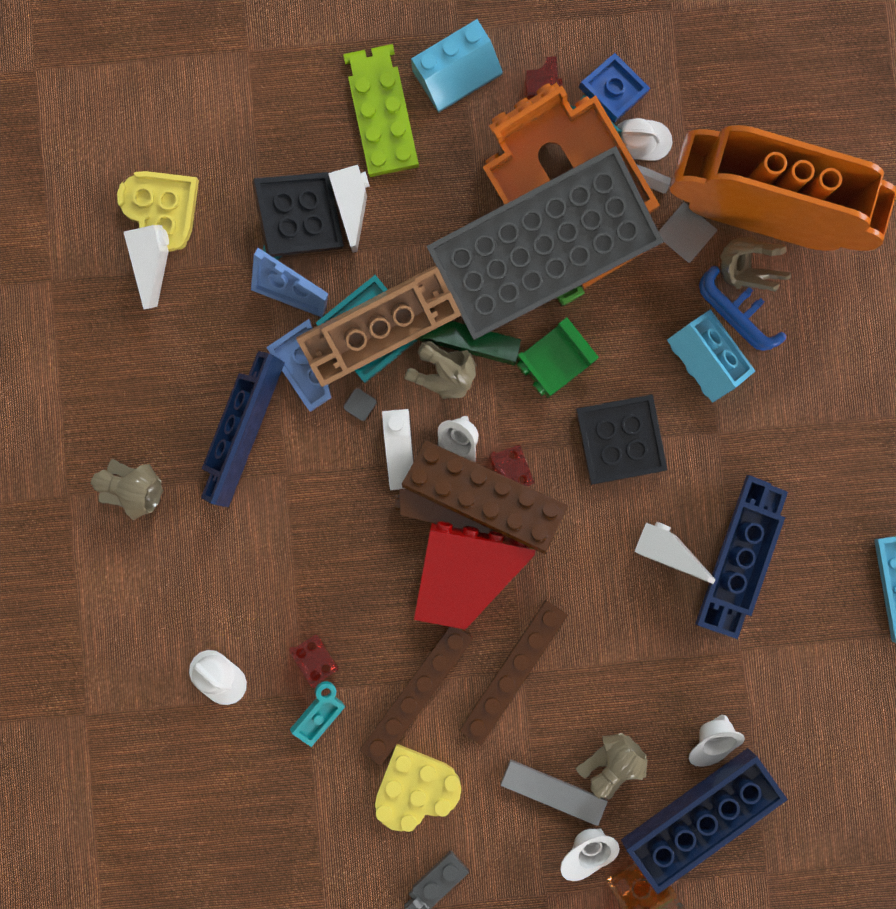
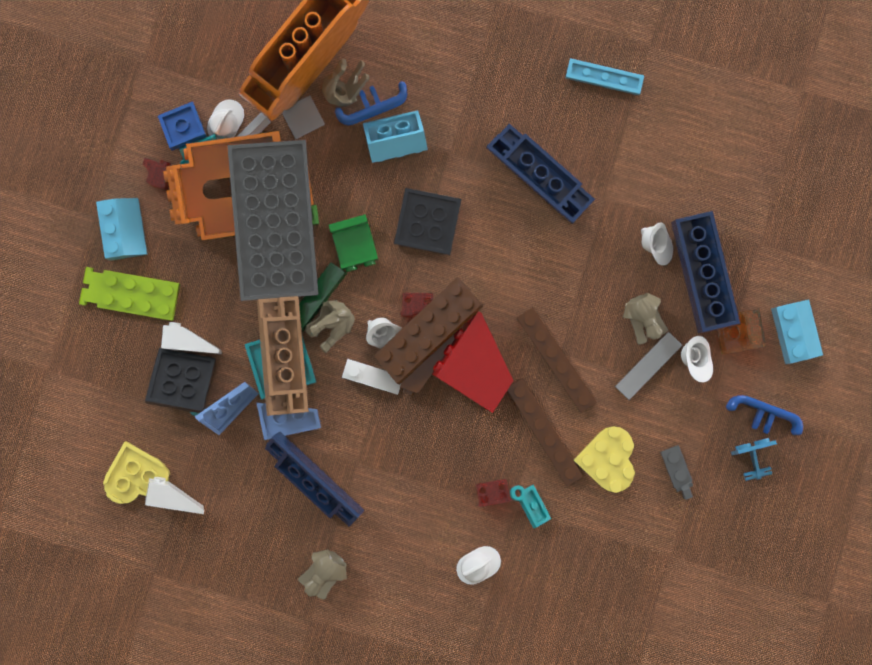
camera: 65 degrees left, 0 degrees up
(360, 404) = (330, 391): dark grey piece -> none
(668, 549) = (514, 221): white slope -> none

